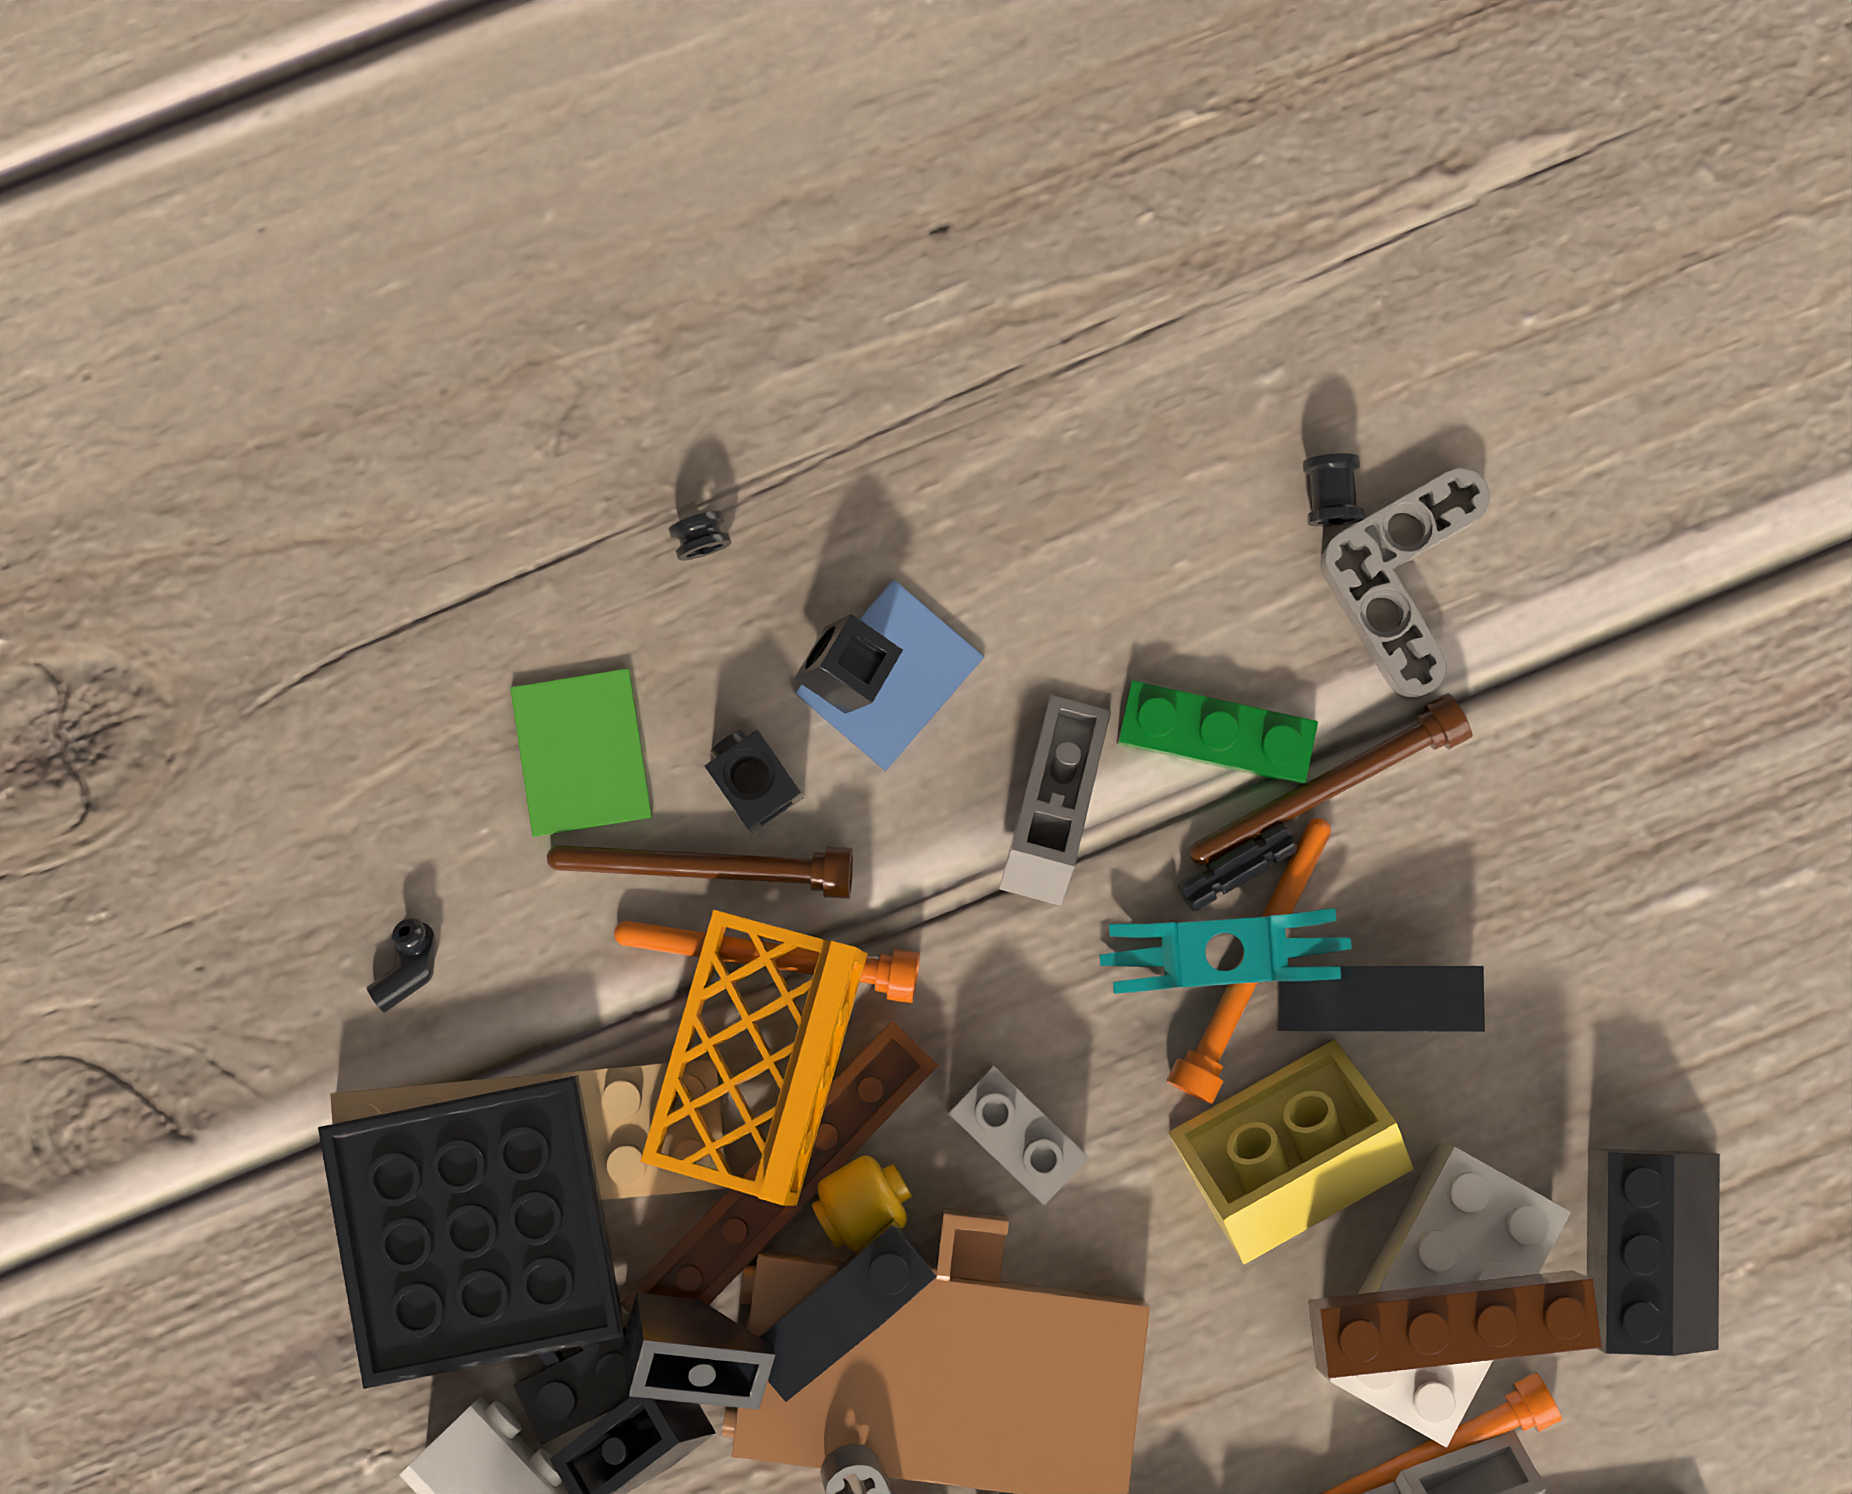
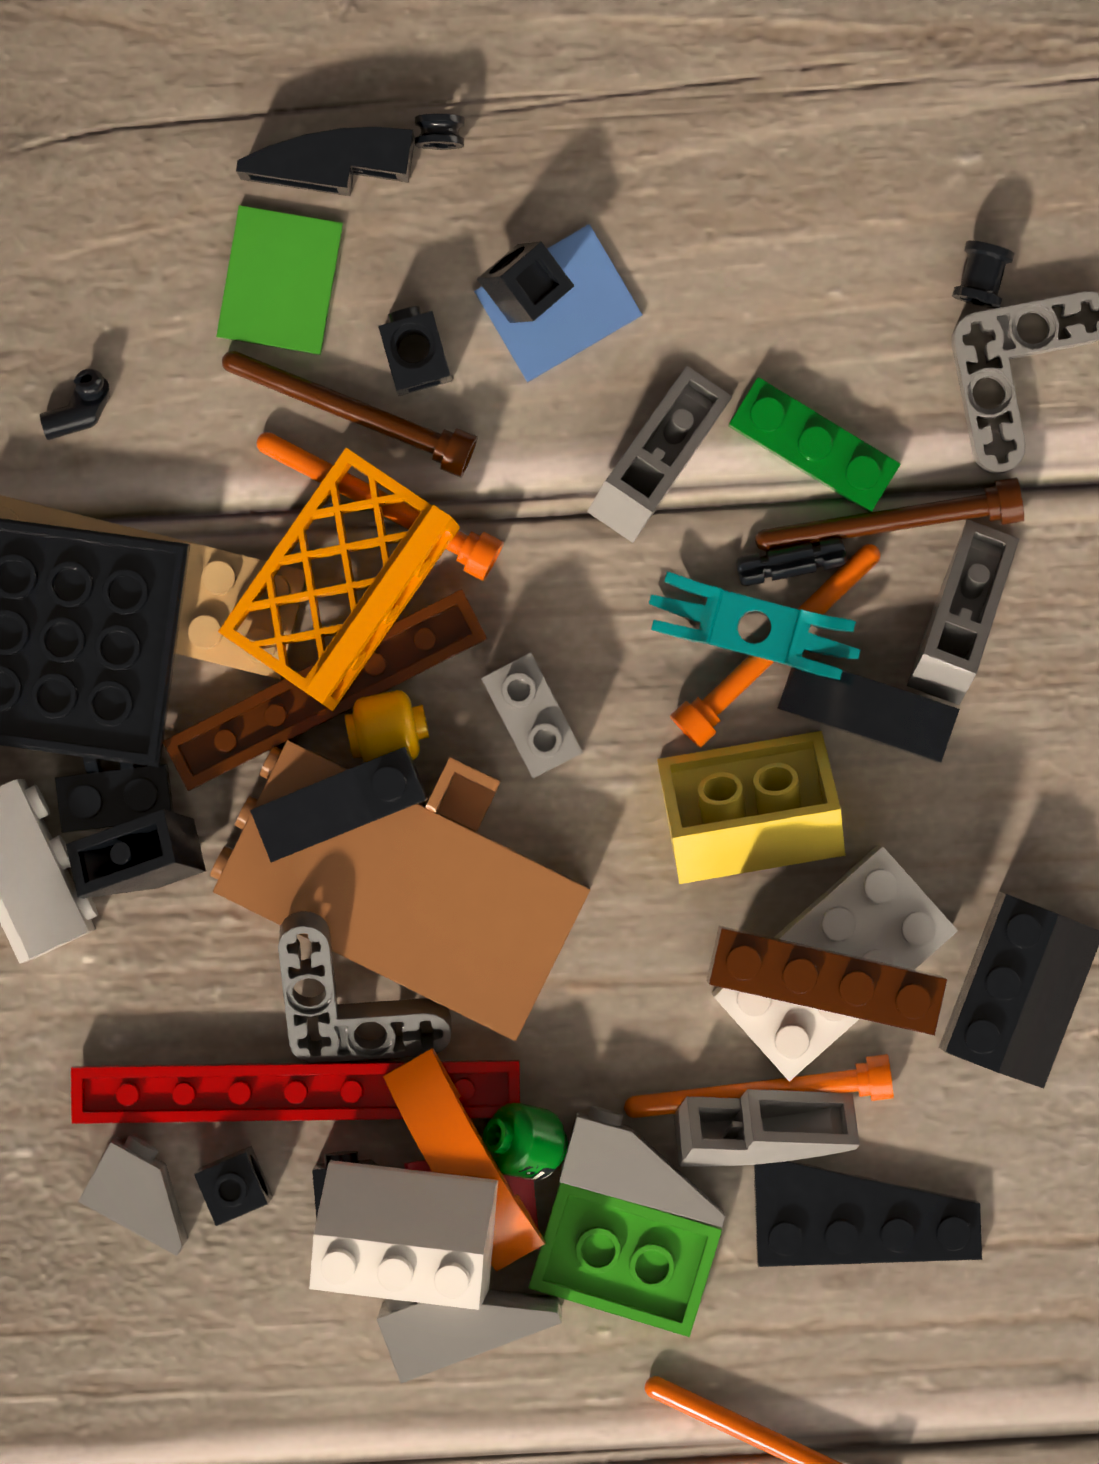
camera: 20 degrees right, 5 degrees up
(593, 604) = (331, 158): none -> black slope
(693, 1354) = (210, 798): black slope -> none
(1445, 860) = (963, 613): none -> light grey slope

